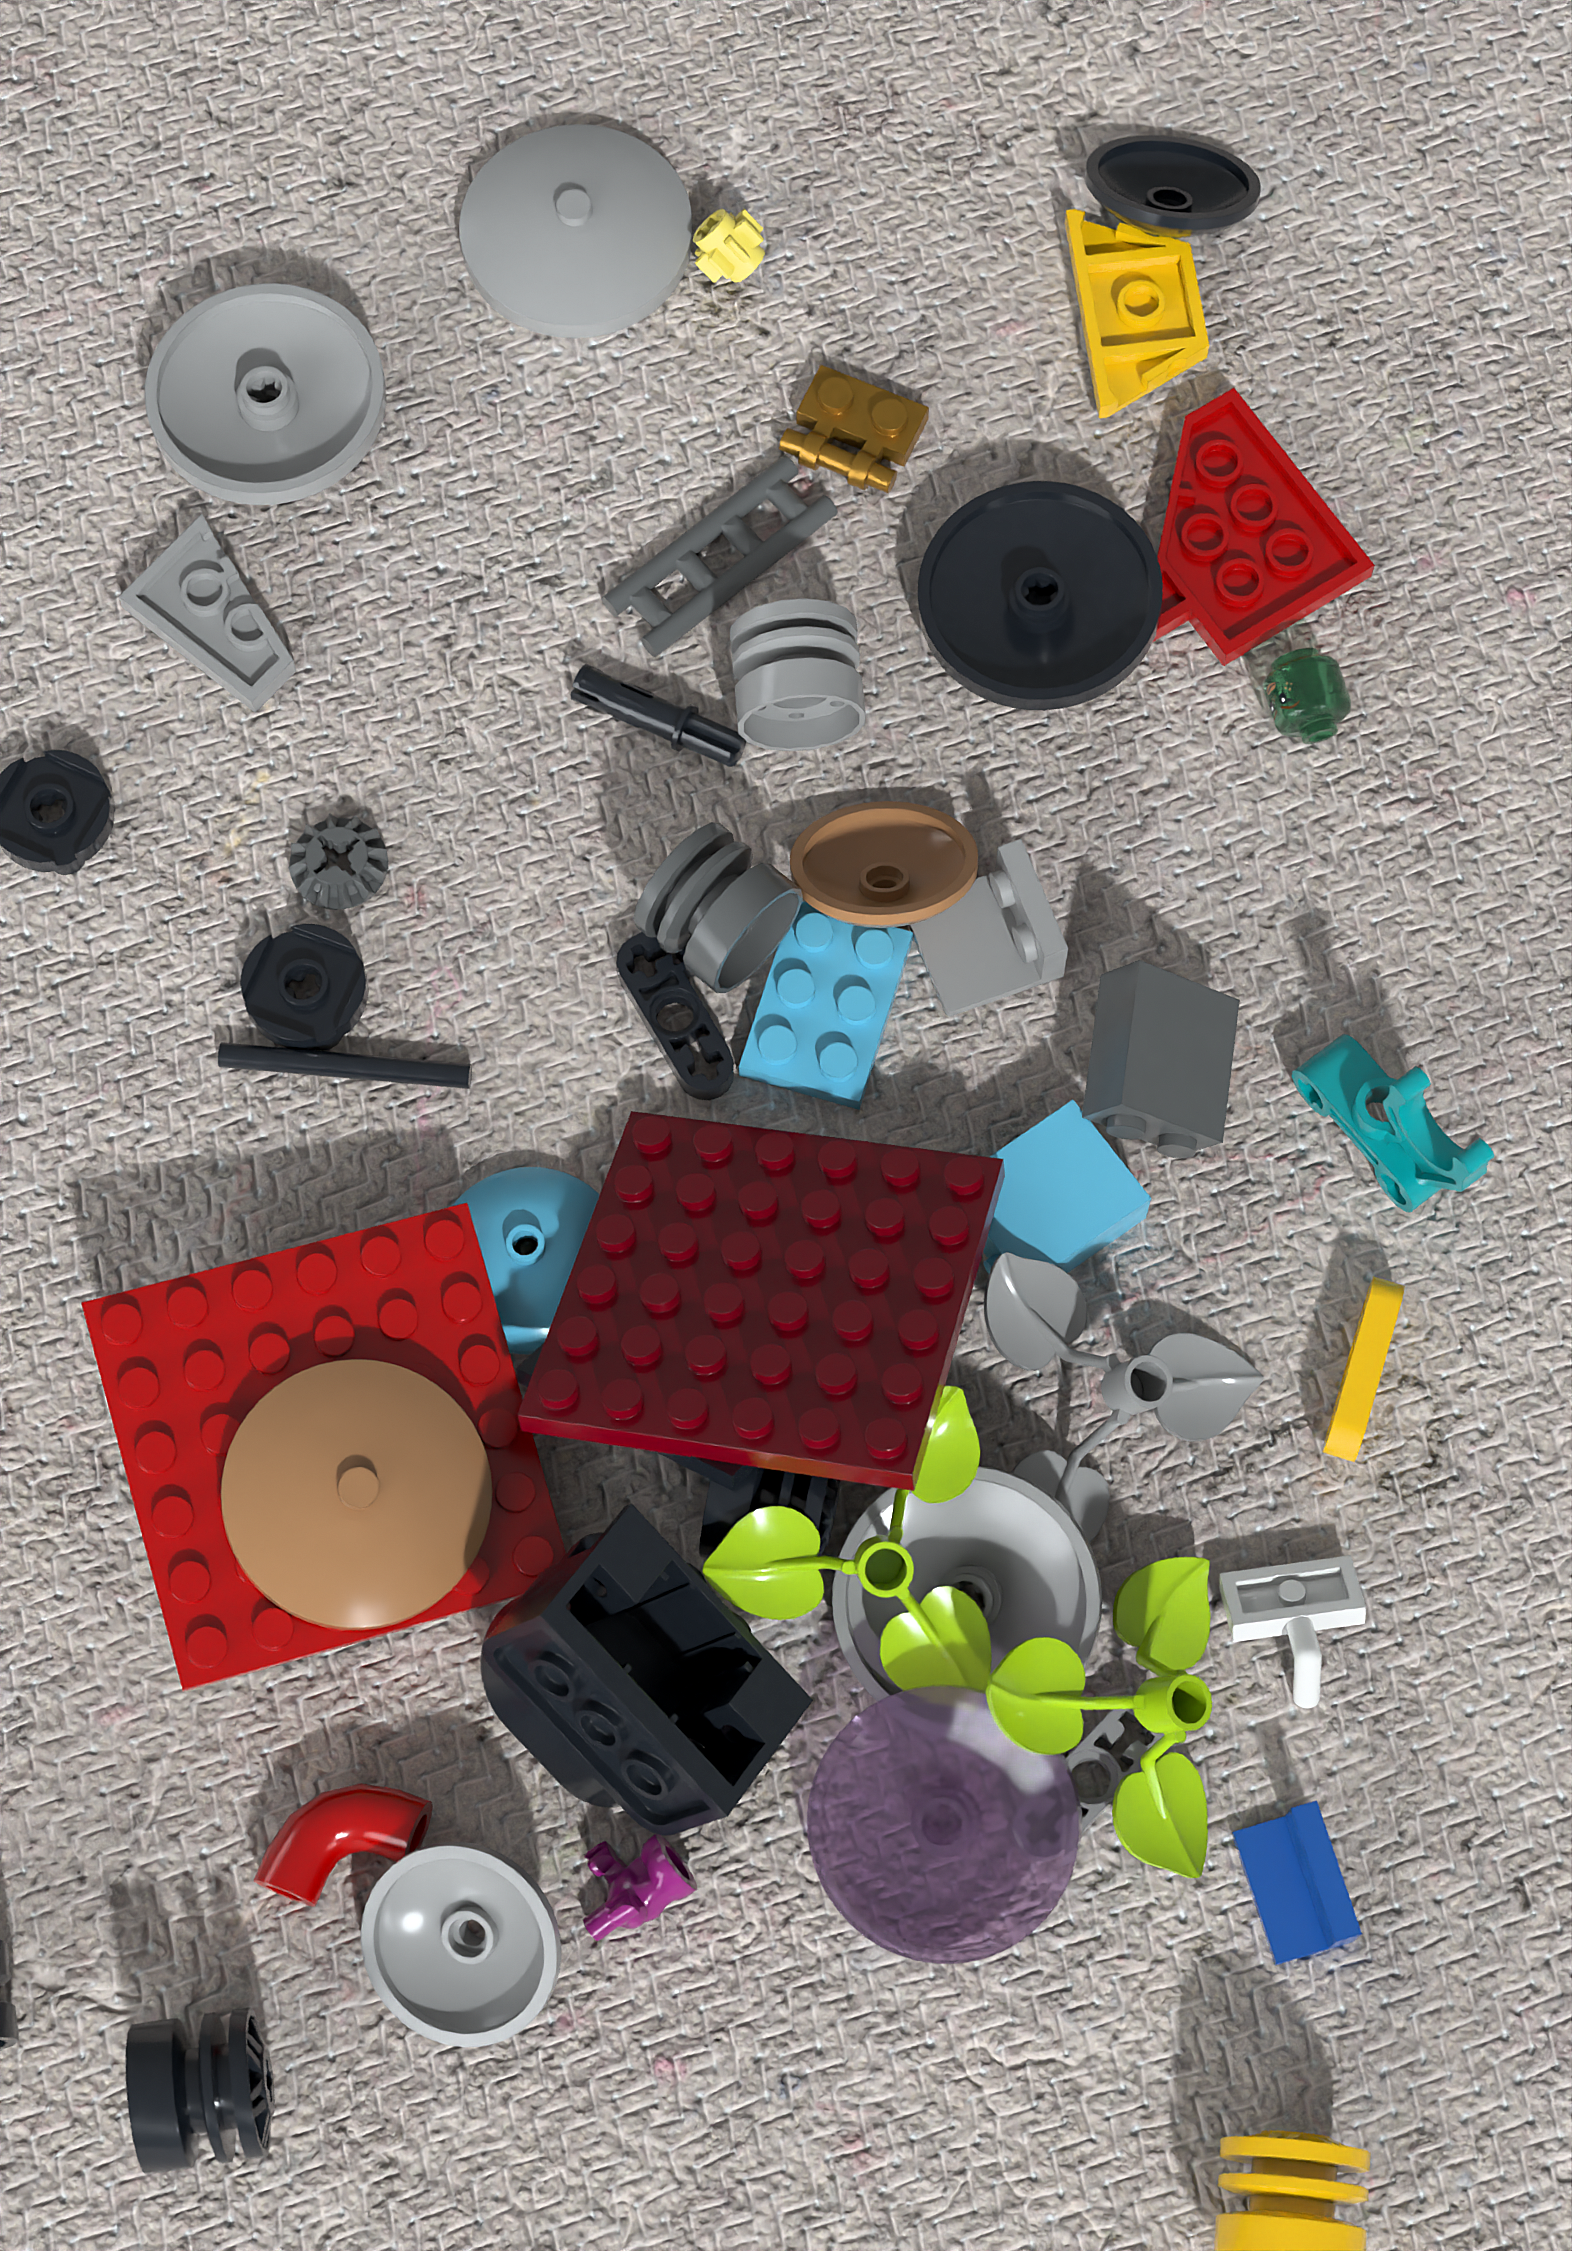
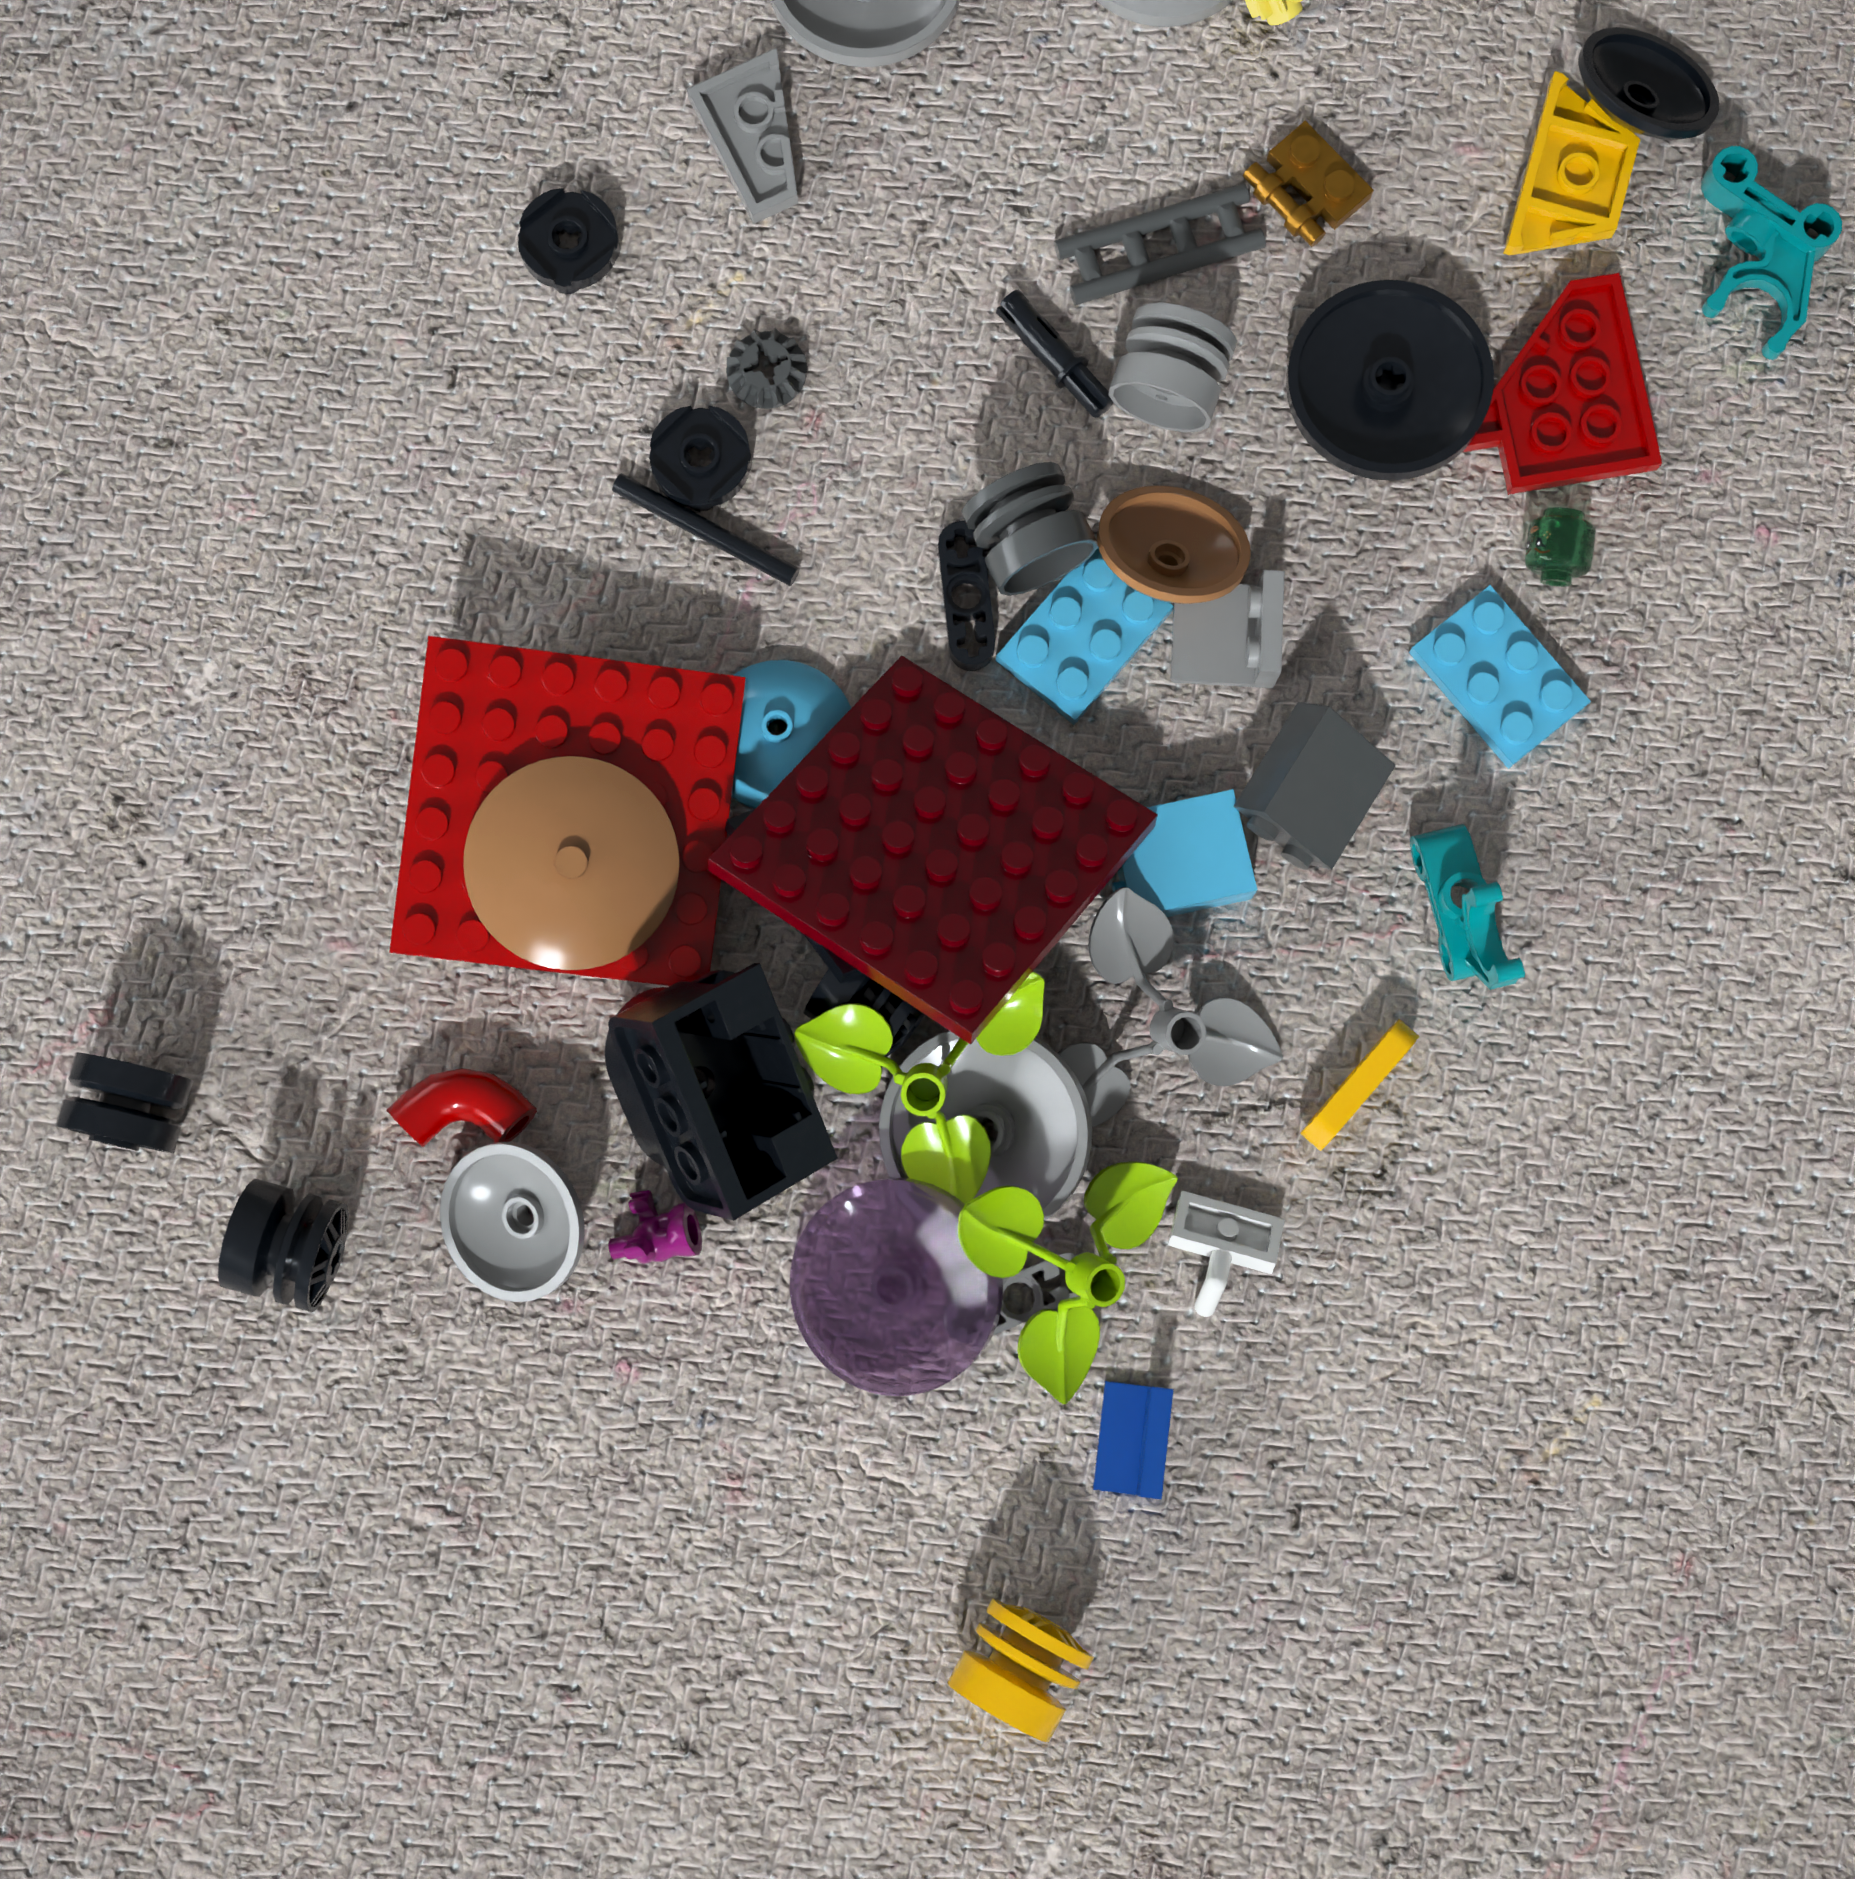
camera: 20 degrees right, 10 degrees up
(1306, 862) = (1499, 676): none -> medium azure plate
(1376, 283) = (1774, 234): none -> teal piece

